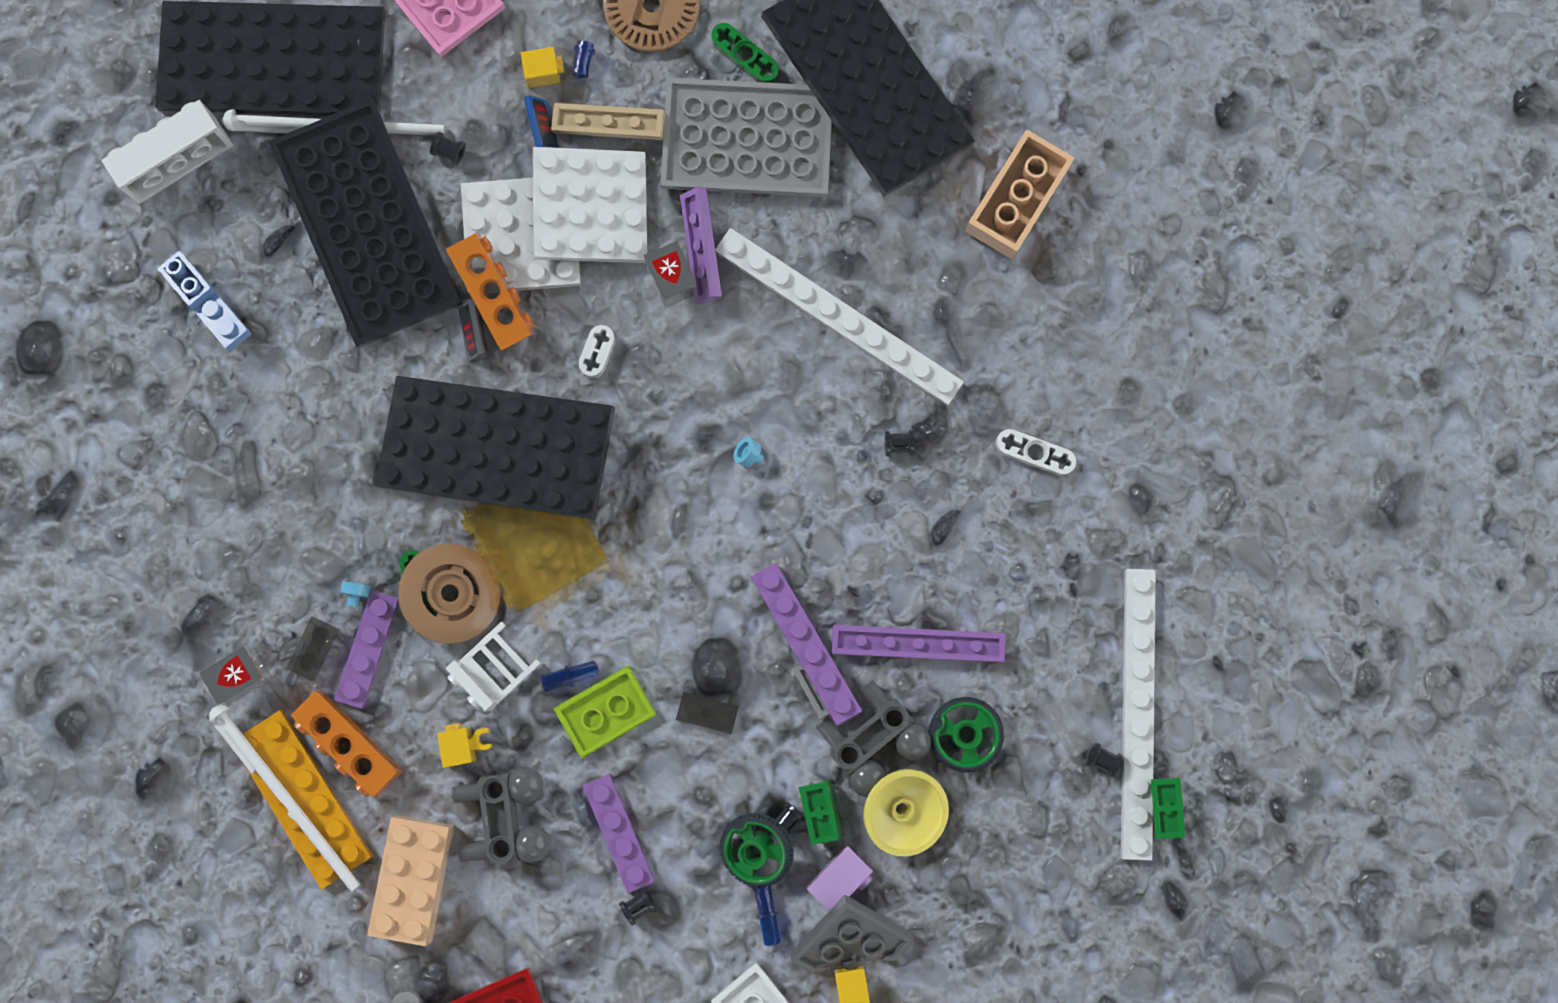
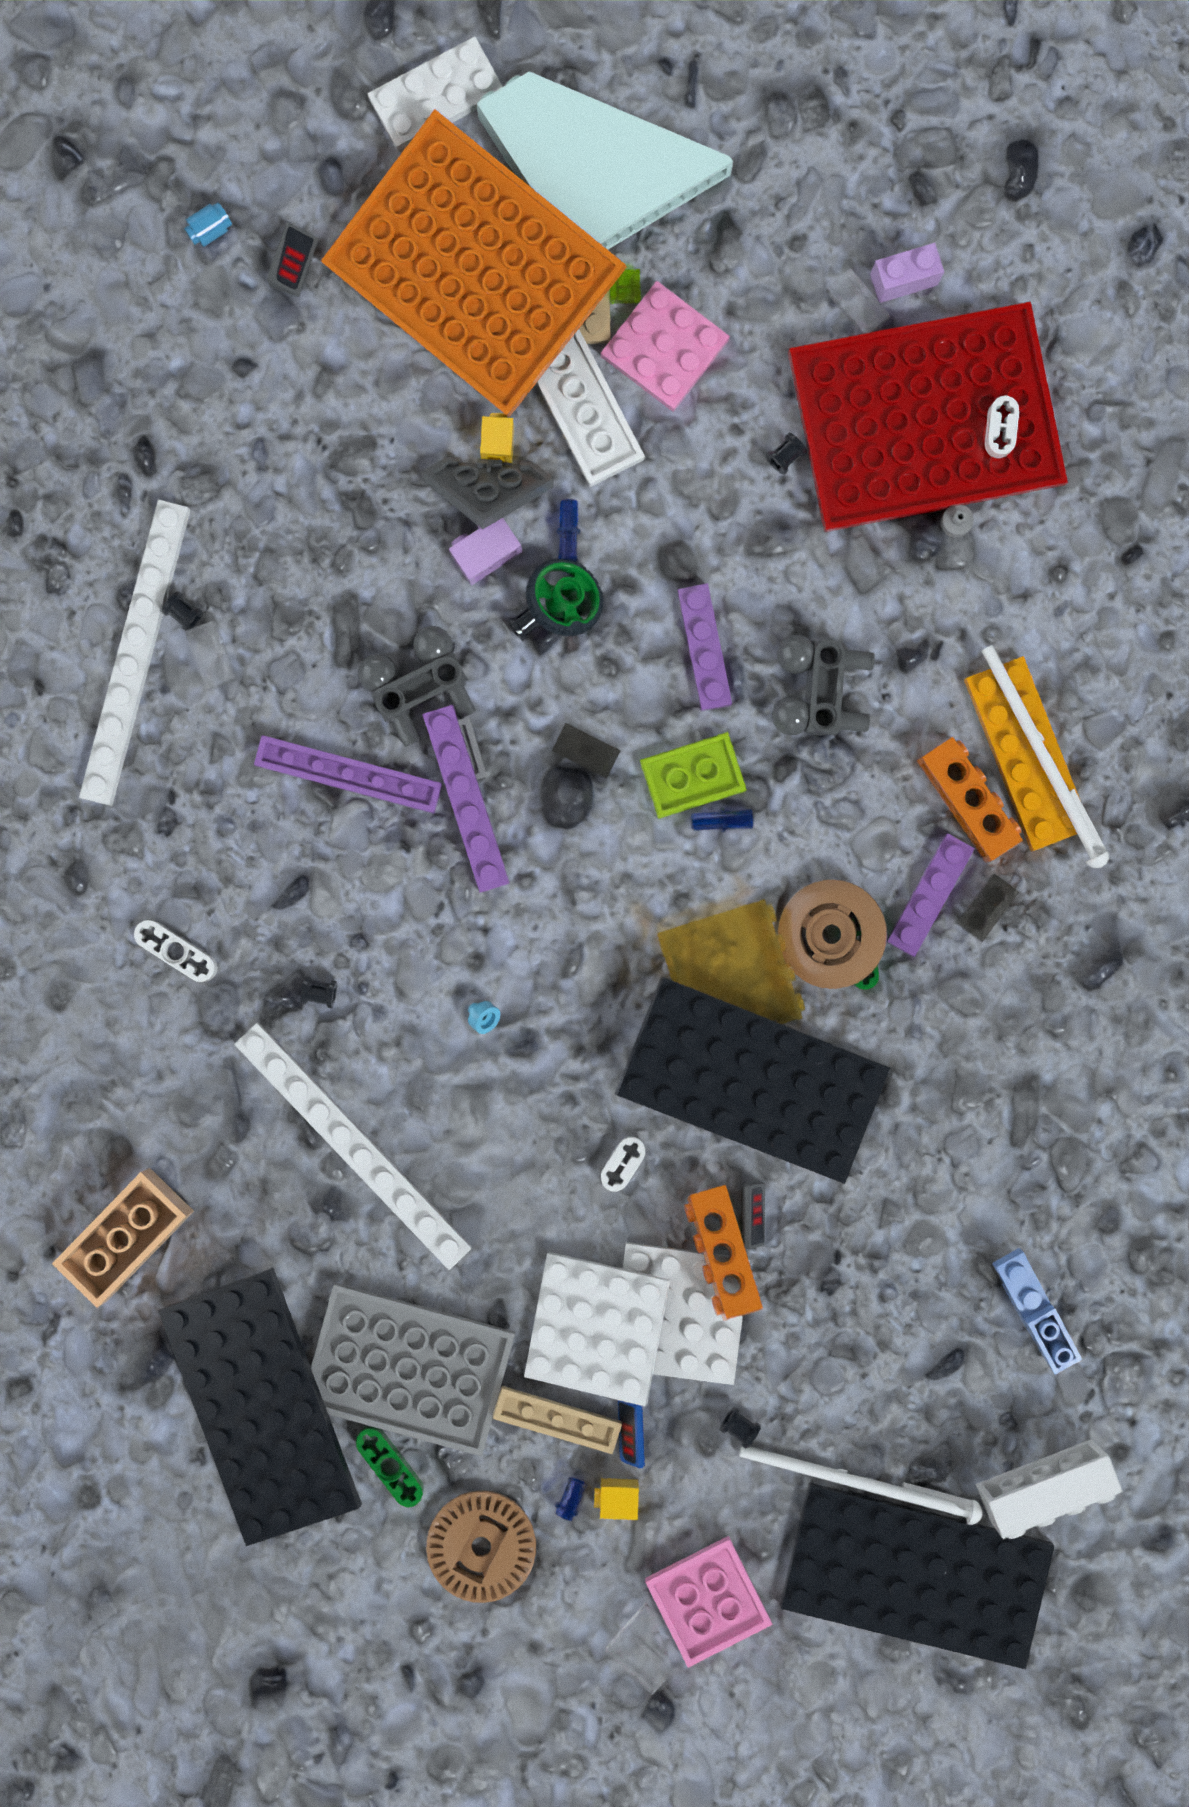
camera: 165 degrees left, 5 degrees up
(236, 675) = (1073, 895): piece -> none
(354, 592) = (932, 957): medium azure tile -> none
(365, 223) = (846, 1363): black plate -> none
(411, 880) = (928, 644): light nougat brick -> none
(459, 746) = (853, 772): yellow brick -> none
(477, 682) = (819, 832): white plate -> none
(638, 906) = (699, 567): black bush -> none
(670, 274) = (524, 1231): piece -> none
(700, 245) = (485, 1257): medium lavender plate -> none
(821, 812) = (488, 621): green hinge -> none
(917, 823) = (391, 590): light yellow dish -> none
(985, 718) = (295, 681): green wheel -> none
(1168, 808) = (127, 547): green hinge -> none

